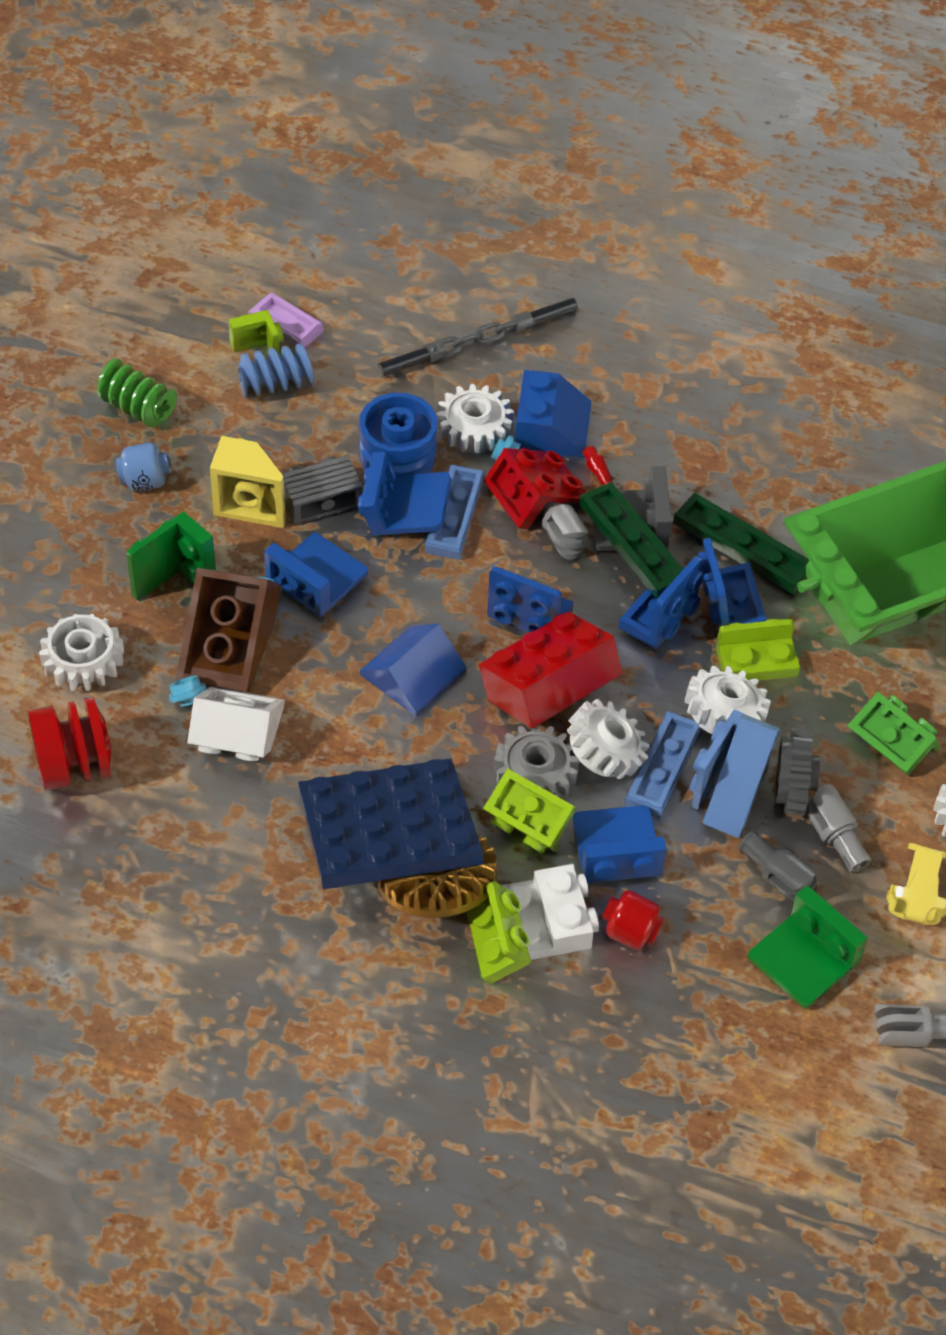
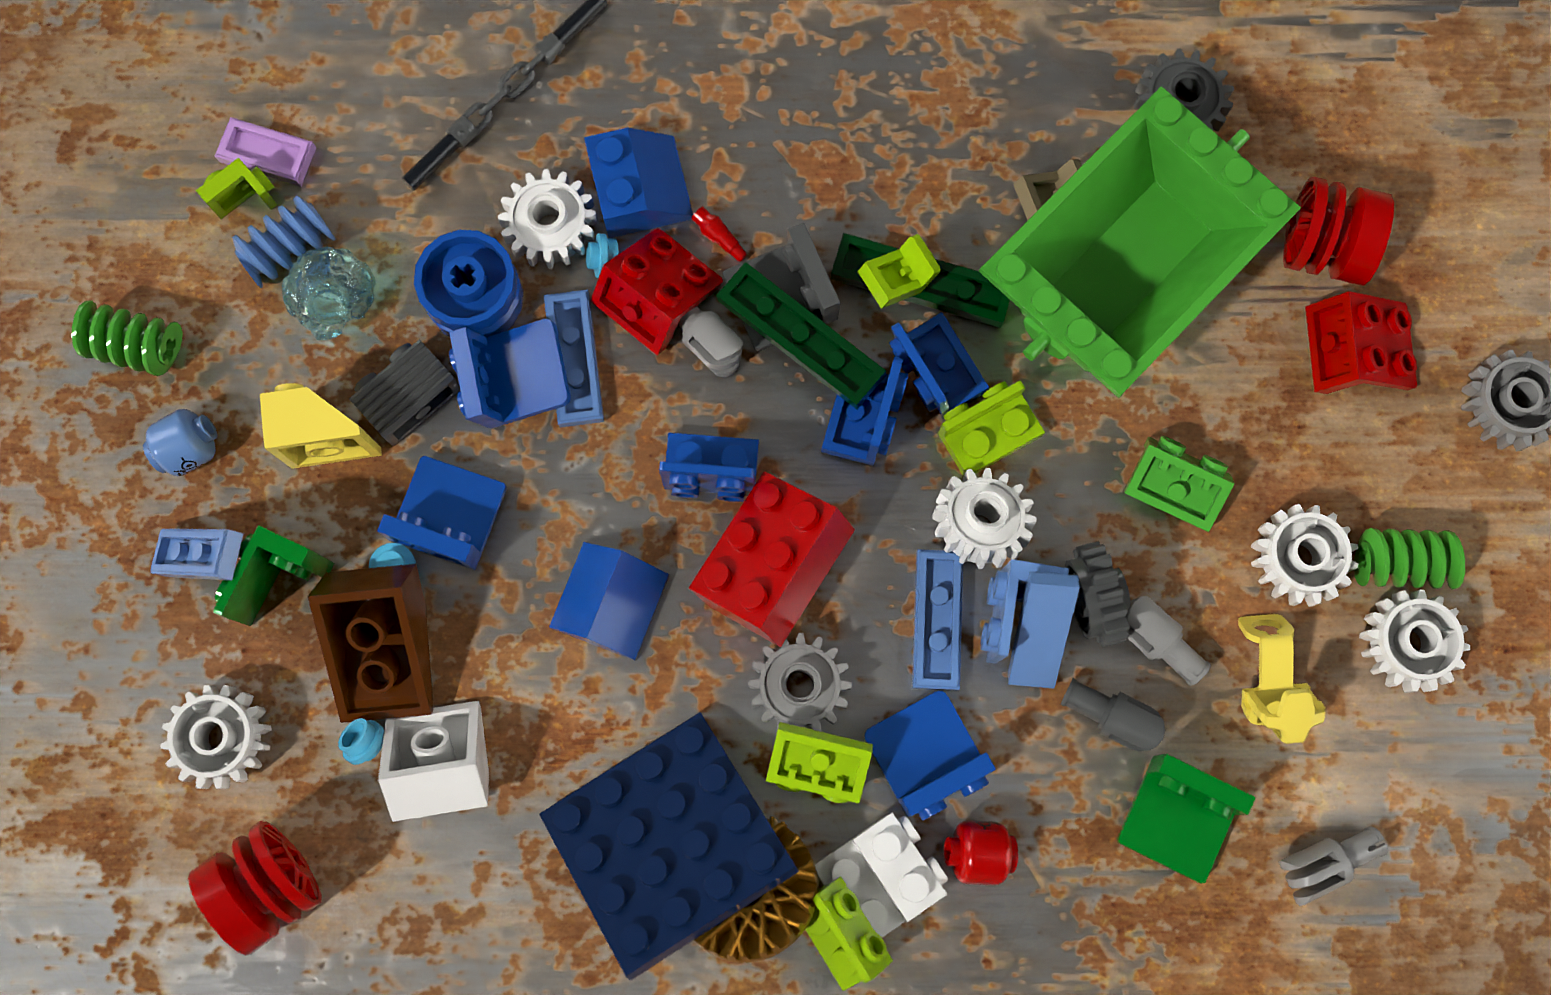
camera: 20 degrees left, 25 degrees up
(126, 526) = (197, 553): none -> medium blue tile
(293, 408) = (328, 290): none -> clear light blue hair
(607, 740) = (869, 628): white gear -> none
(726, 524) = (900, 272): none -> lime bracket

